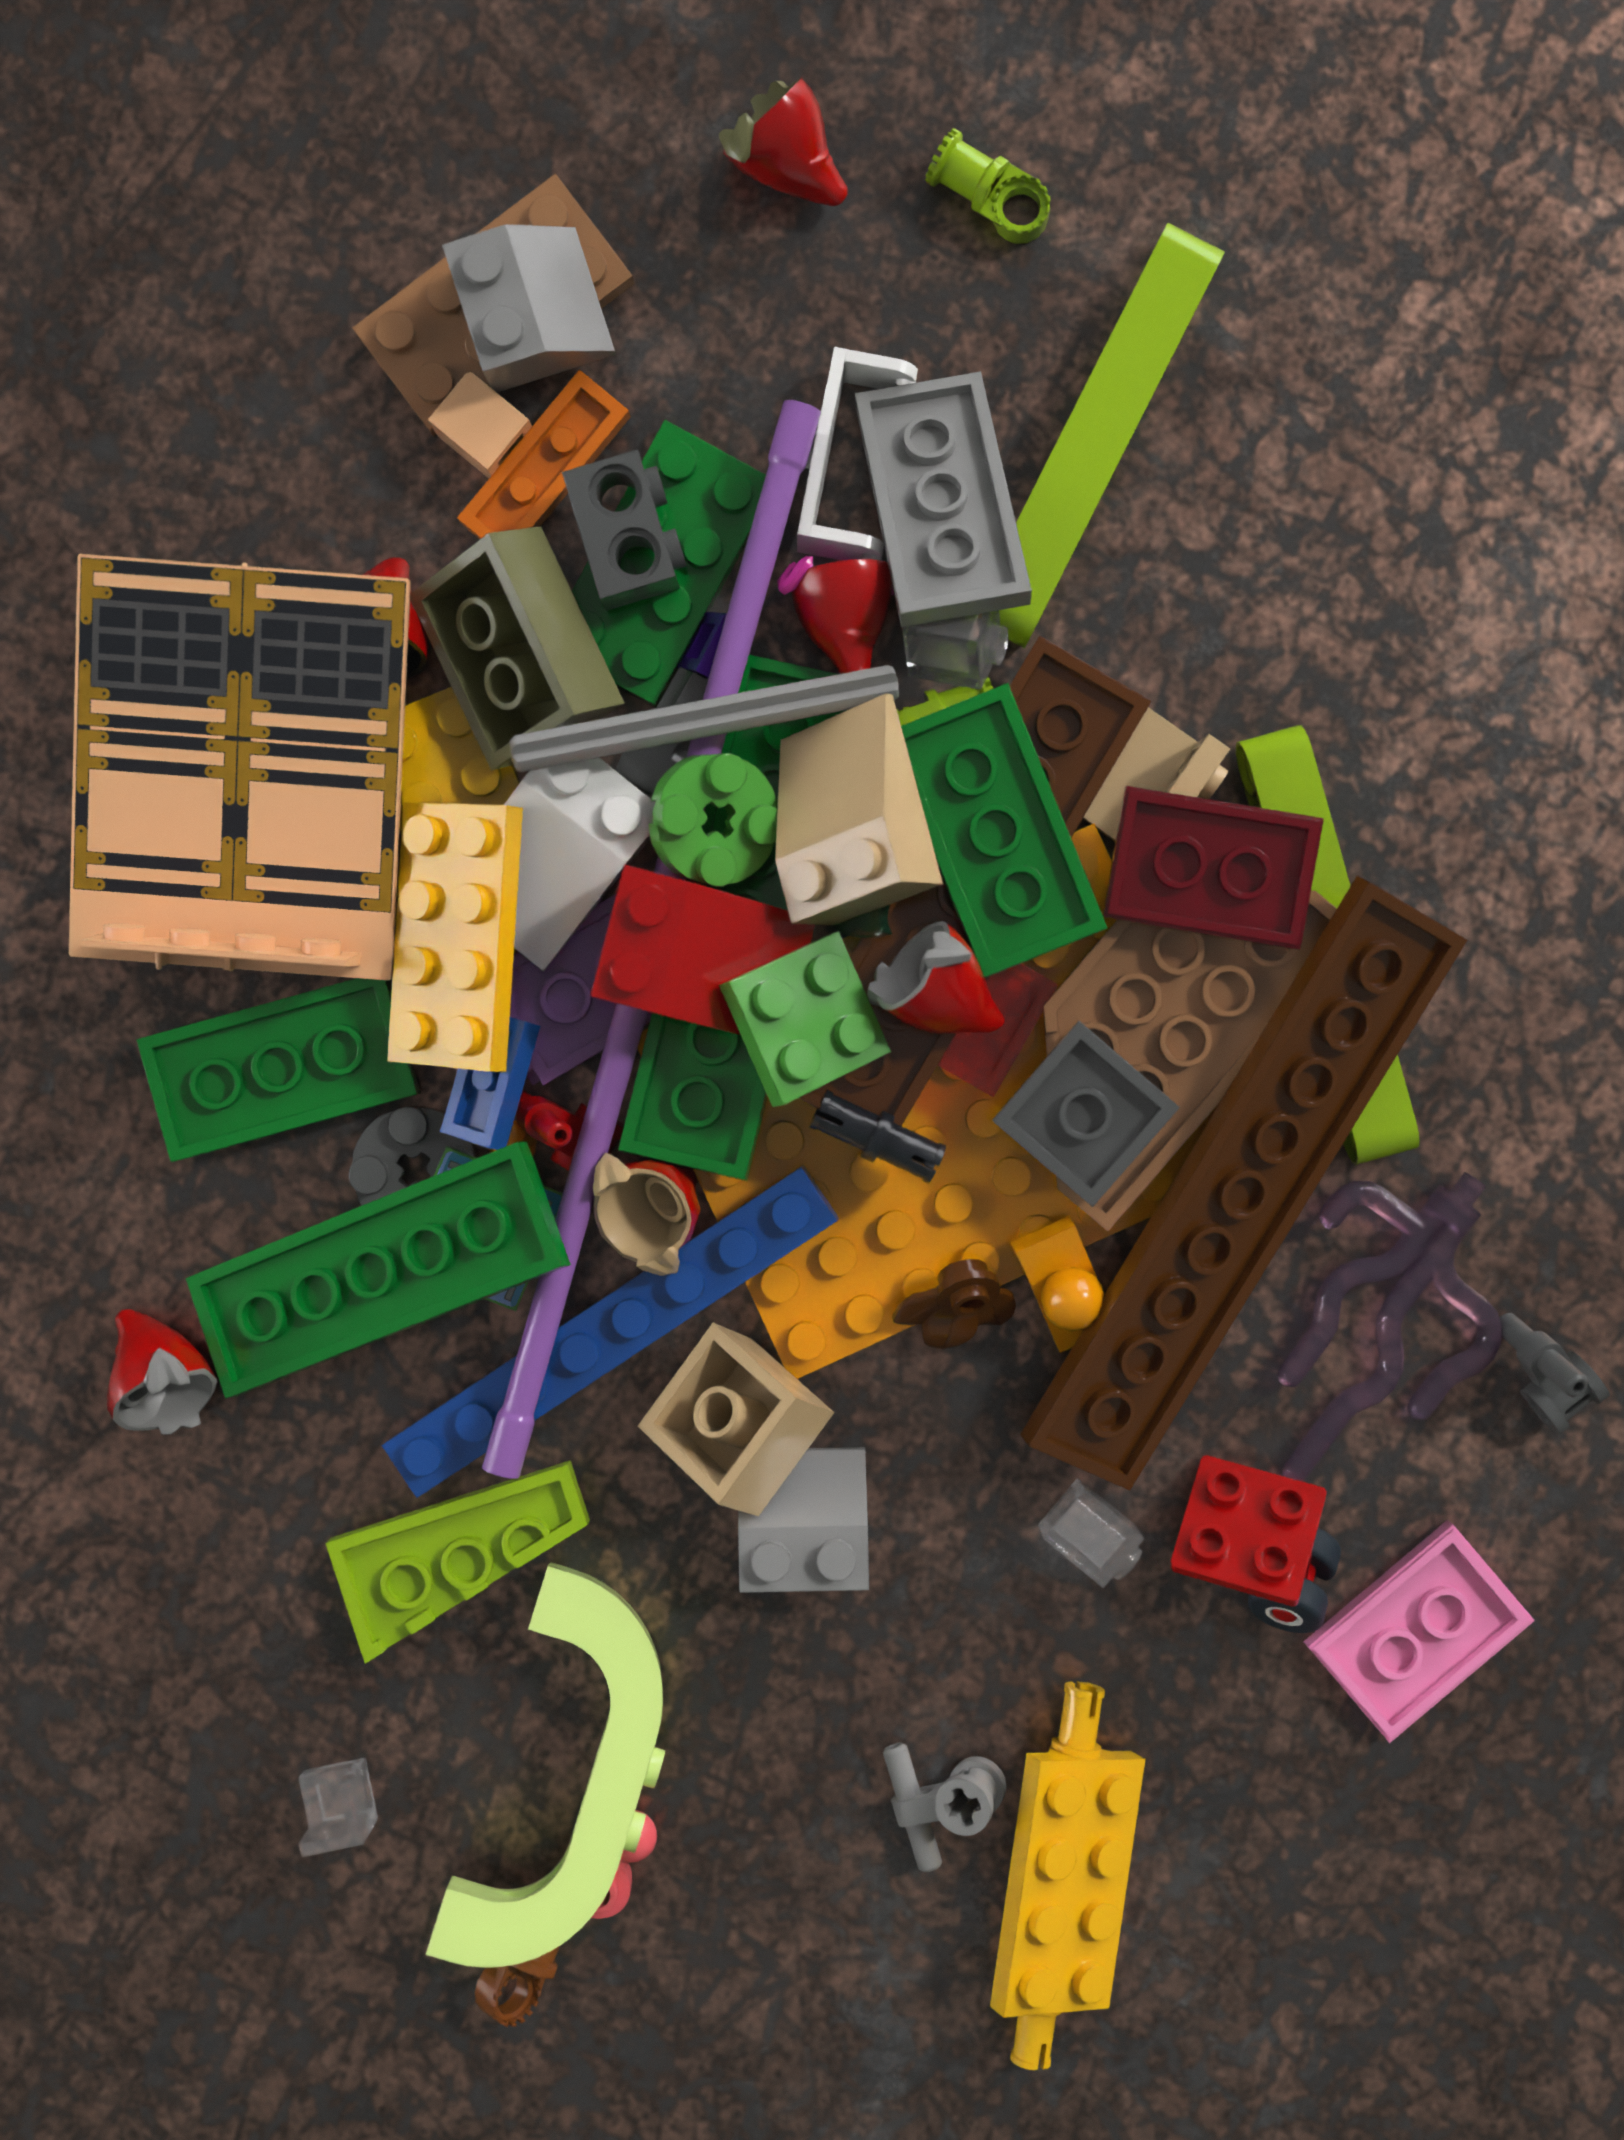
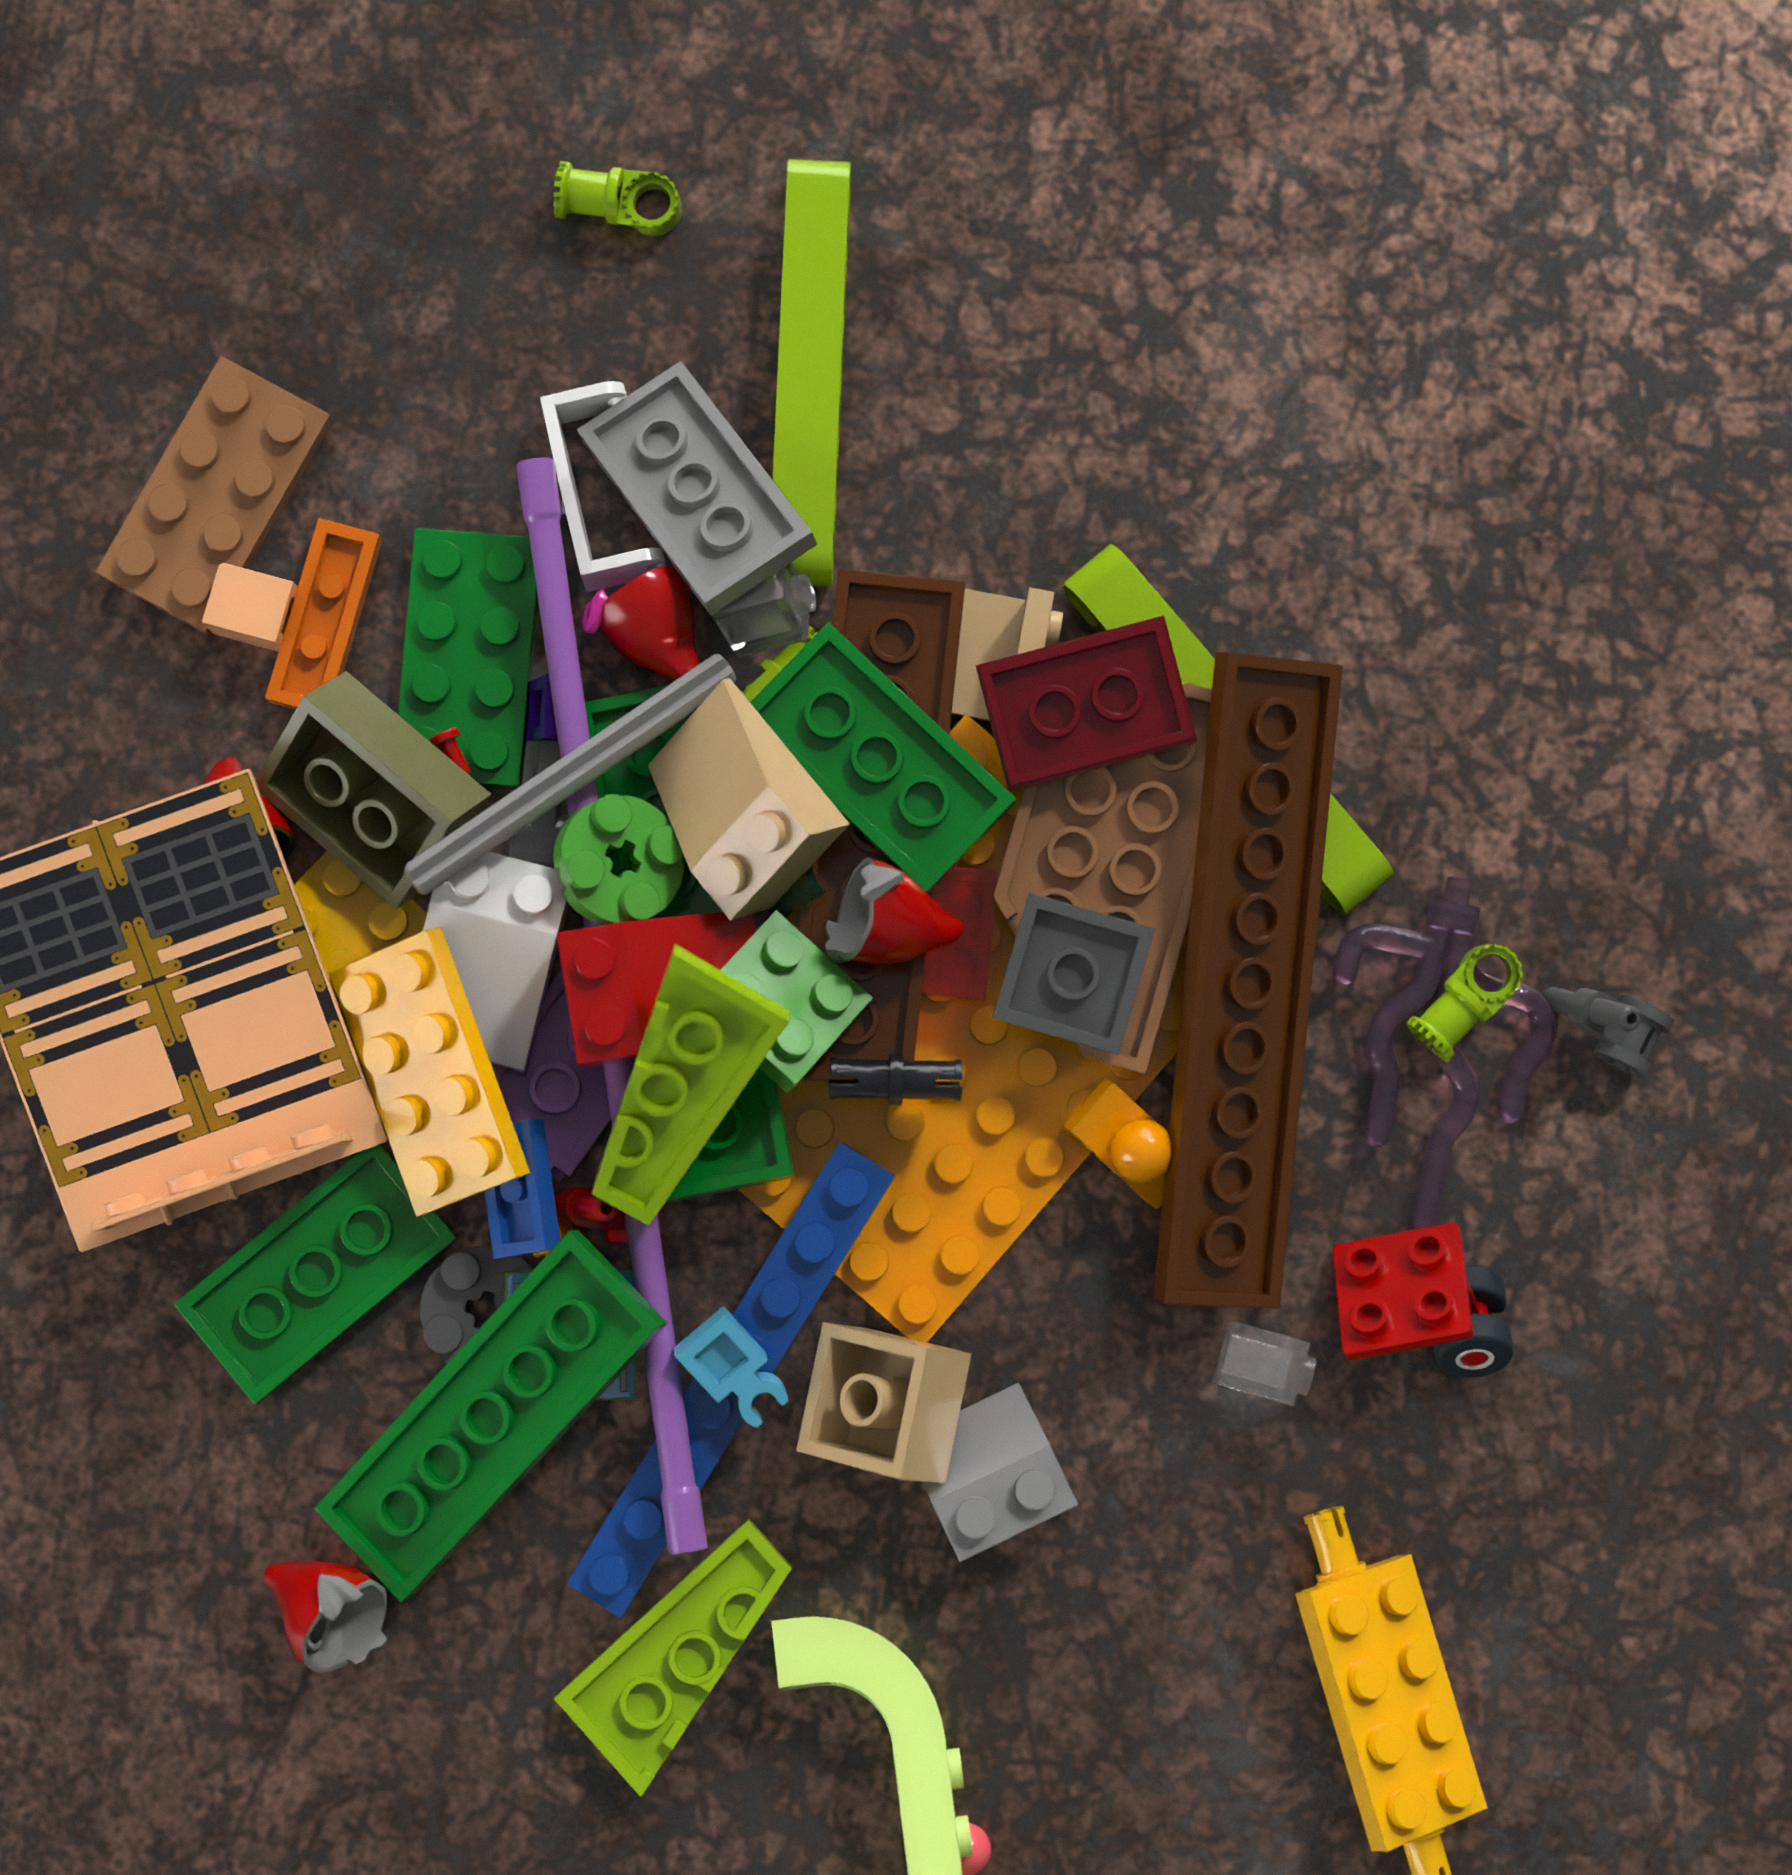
camera: 25 degrees left, 5 degrees down
(528, 302) = (249, 479): light grey slope -> none
(605, 641) = (449, 746): none -> red piece
(611, 534) = (414, 648): dark grey brick -> none
(611, 1321) = (727, 1360): none -> medium azure plate
(646, 1210) = (715, 1245): tan hat -> none
(691, 1048) = (688, 1072): none -> lime wing
(786, 145) = (418, 241): red hat -> none
(949, 1802) = (1219, 1698): light grey piece -> none
(960, 1303) = (1041, 1206): reddish brown plate -> none
(1419, 1631) = (1607, 1319): bright pink tile -> none
(1429, 1297) = (1465, 1002): none -> lime connector

